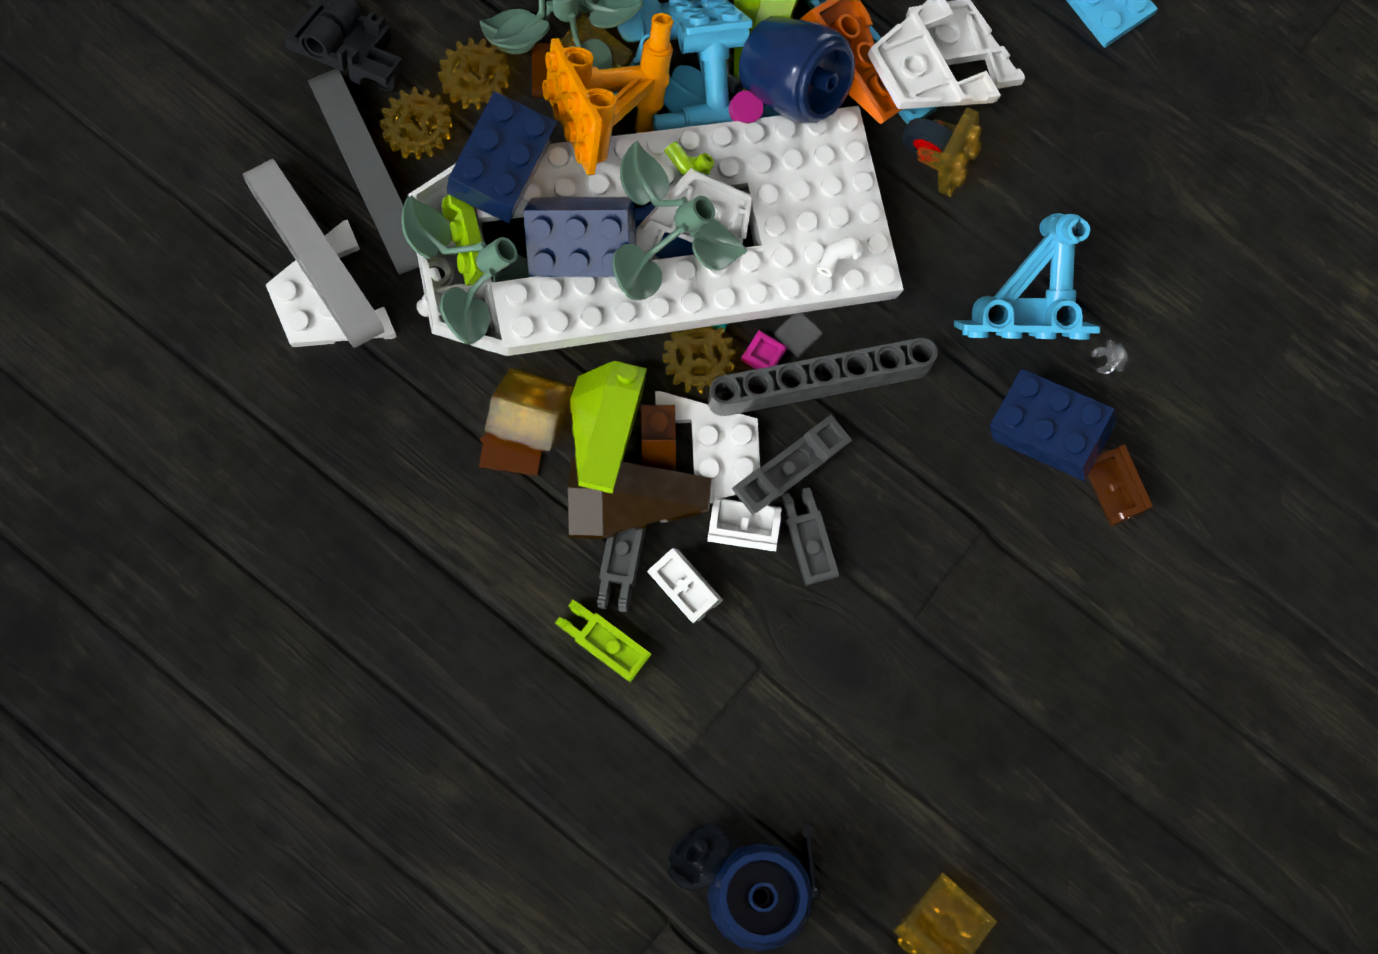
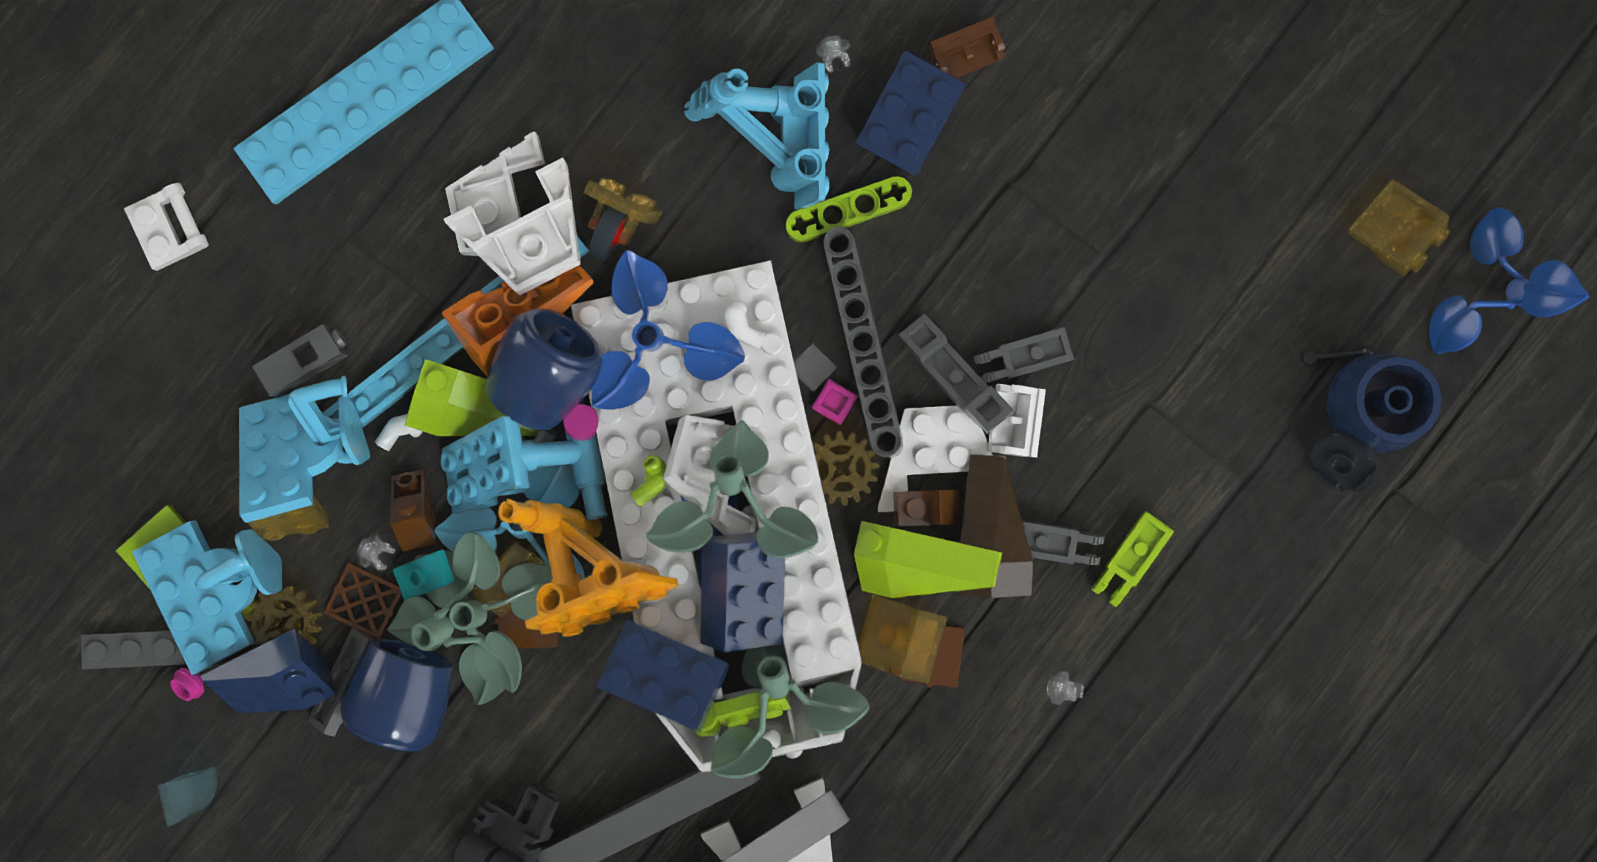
camera: 85 degrees left, 10 degrees up
(402, 129) = (601, 782): clear yellow gear -> none
(474, 566) = (1061, 688): none -> clear plate
(484, 63) = (546, 721): clear yellow gear -> none
(684, 585) = (1078, 478): white hinge -> none
(811, 223) = (710, 348): none -> blue plant
(959, 368) = (846, 204): none -> lime beam

